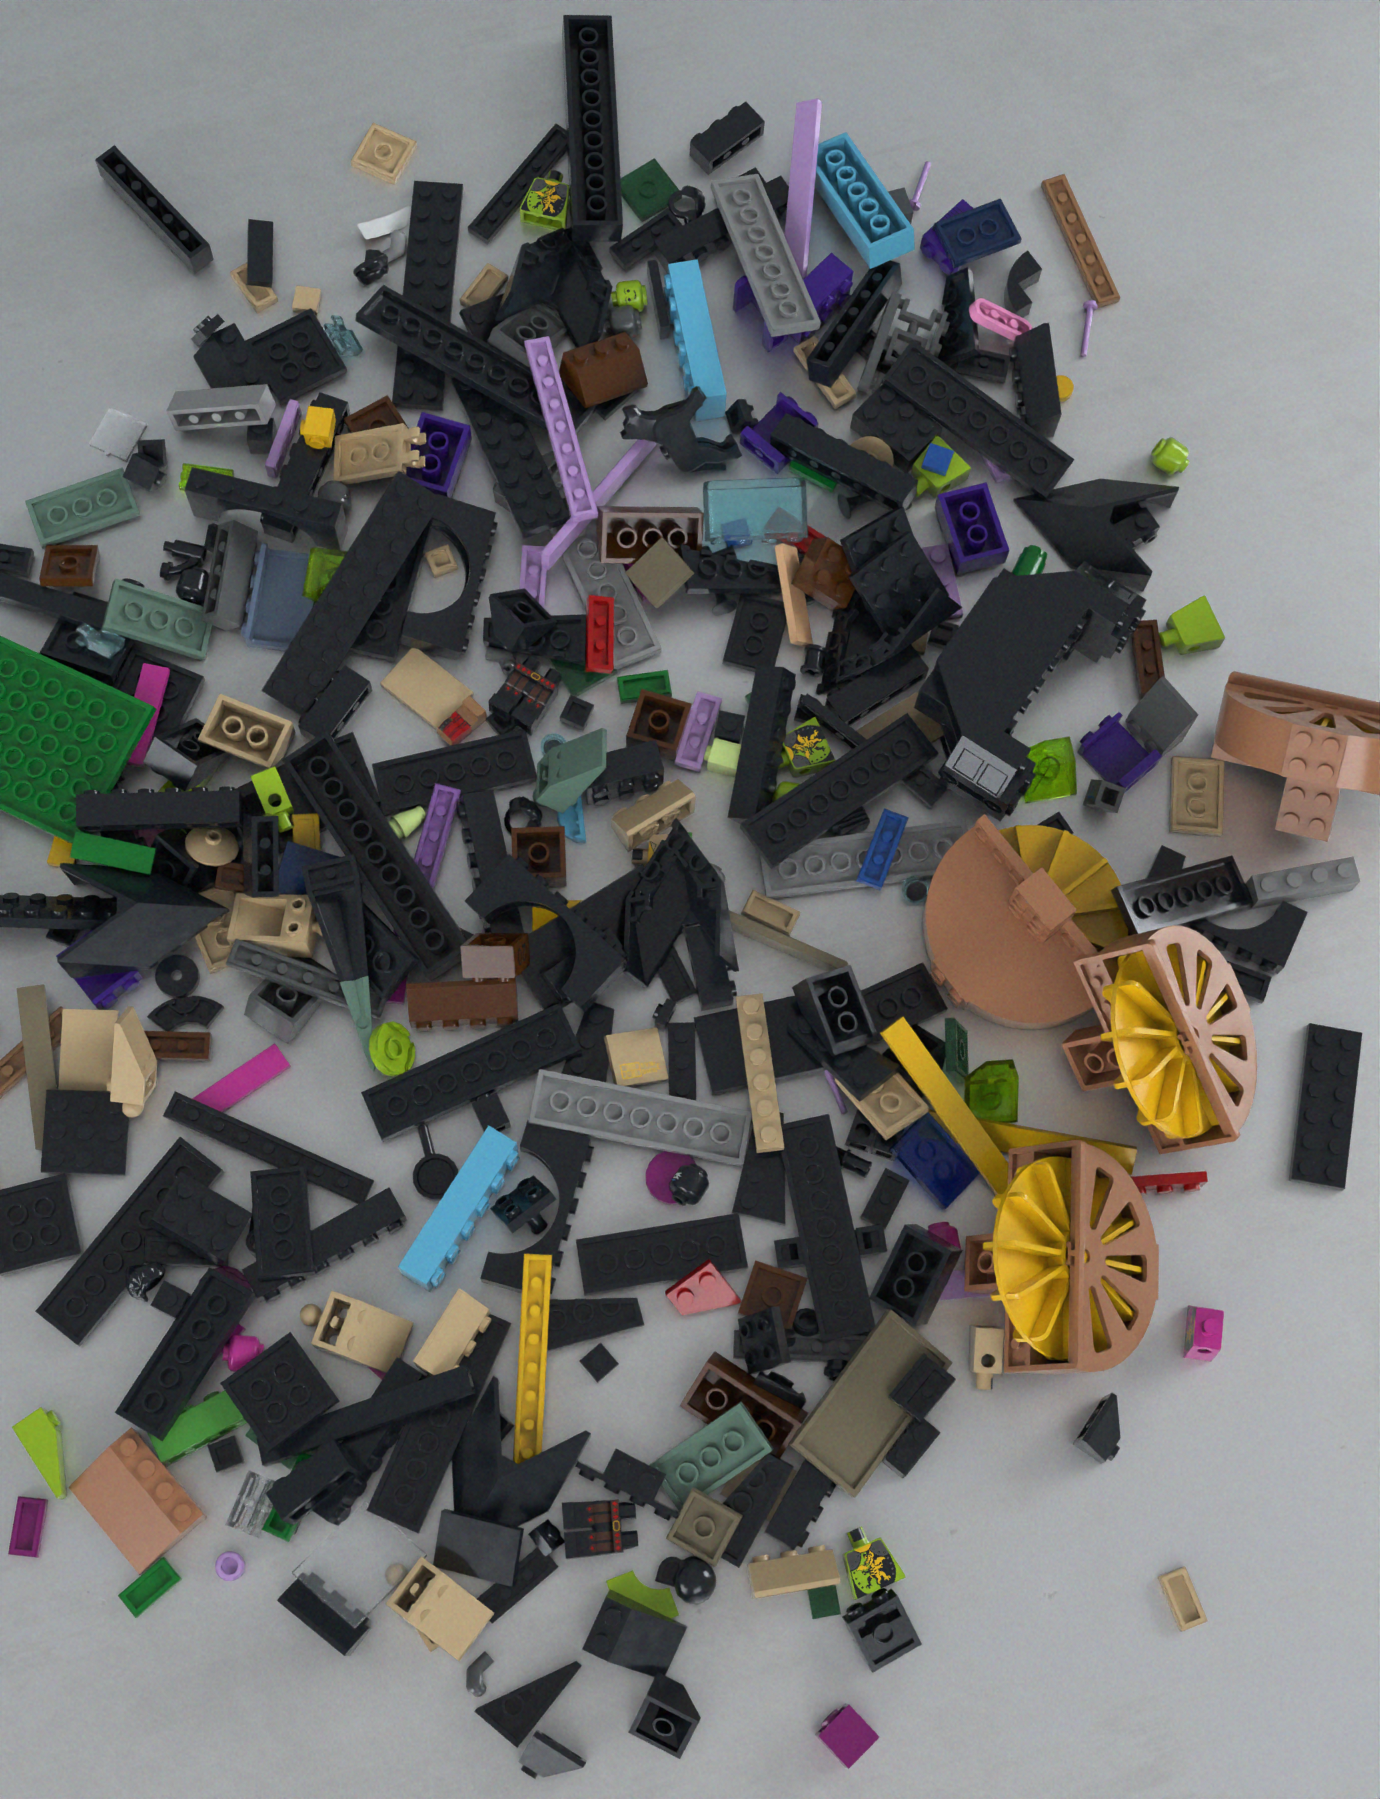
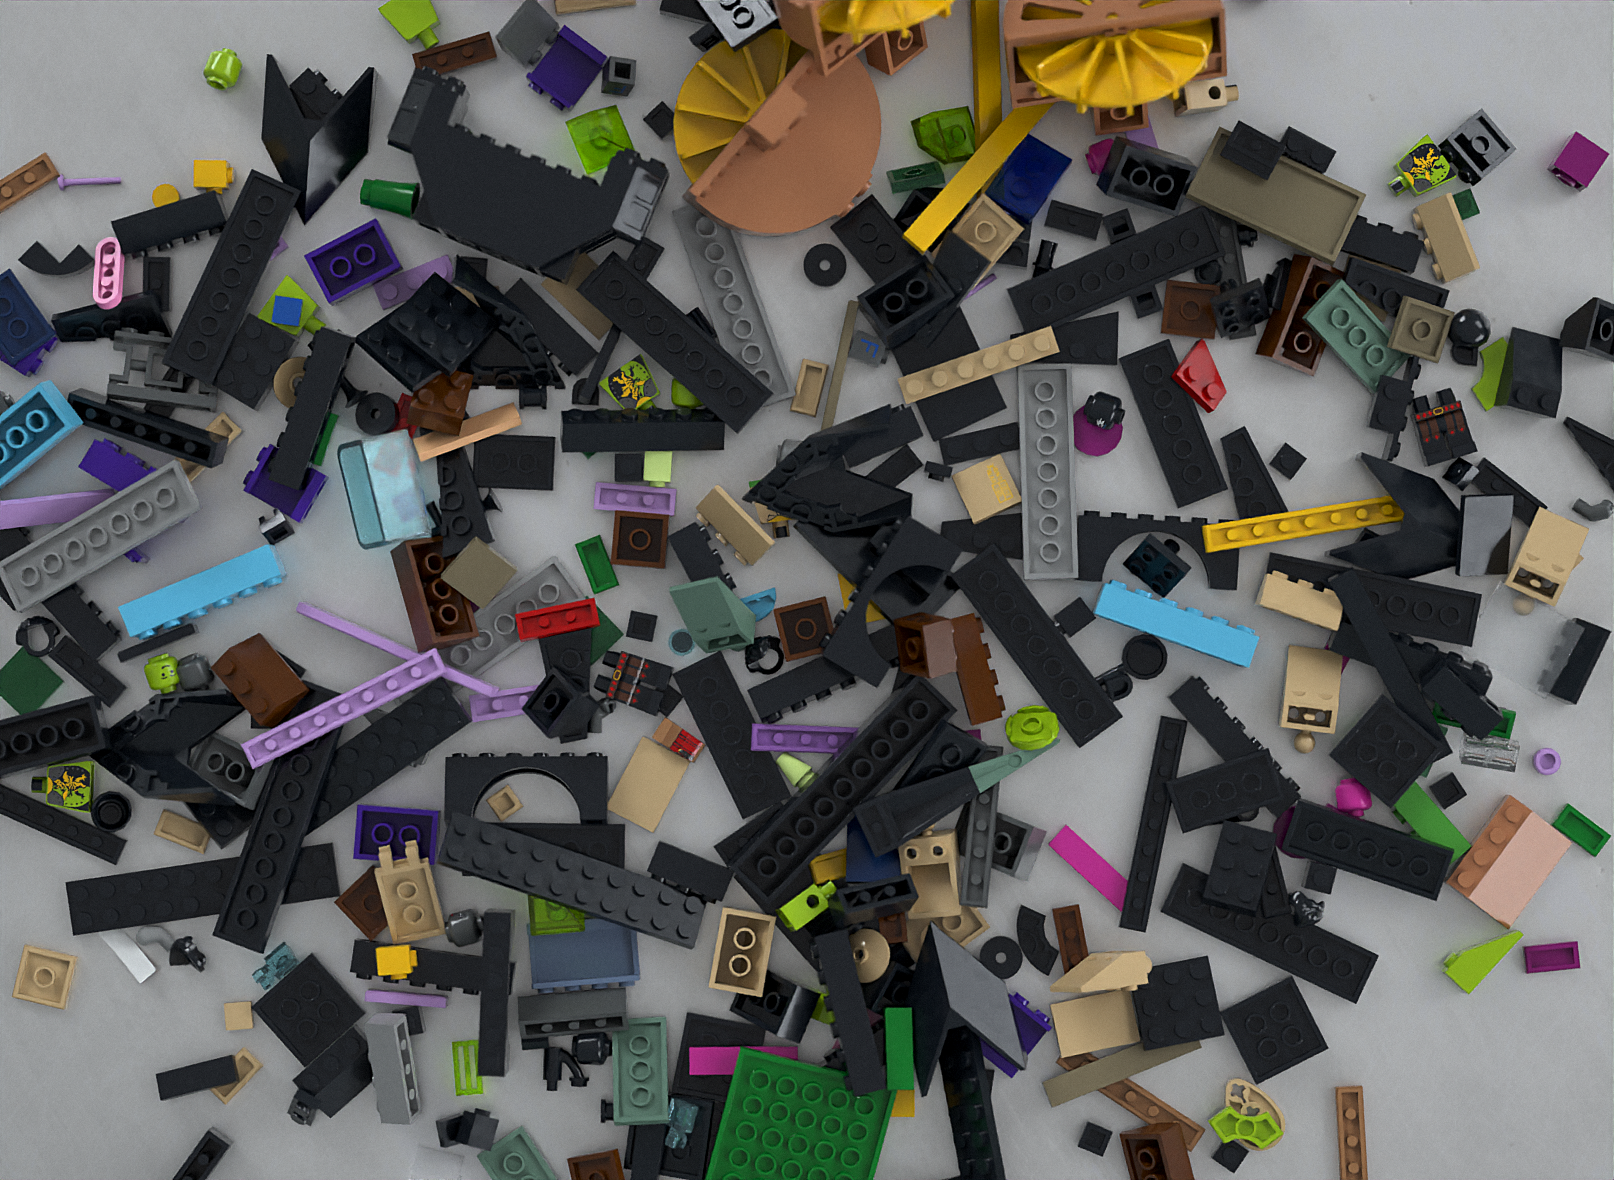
camera: 90 degrees left, 15 degrees up
(414, 1143) = (1117, 685): none -> black tile
(516, 230) = (111, 811): none -> black hair
(674, 432) = (321, 587): black animal -> none
(795, 971) = (868, 349): none -> dark grey brick
(823, 512) = (367, 408): none -> black piece
(882, 849) = (723, 288): blue tile -> none
(886, 964) = (821, 253): none -> black piece
(915, 889) = (755, 248): tile -> none
(1073, 428) = (212, 175): none -> yellow brick
(1130, 869) = (706, 37): none -> black tile

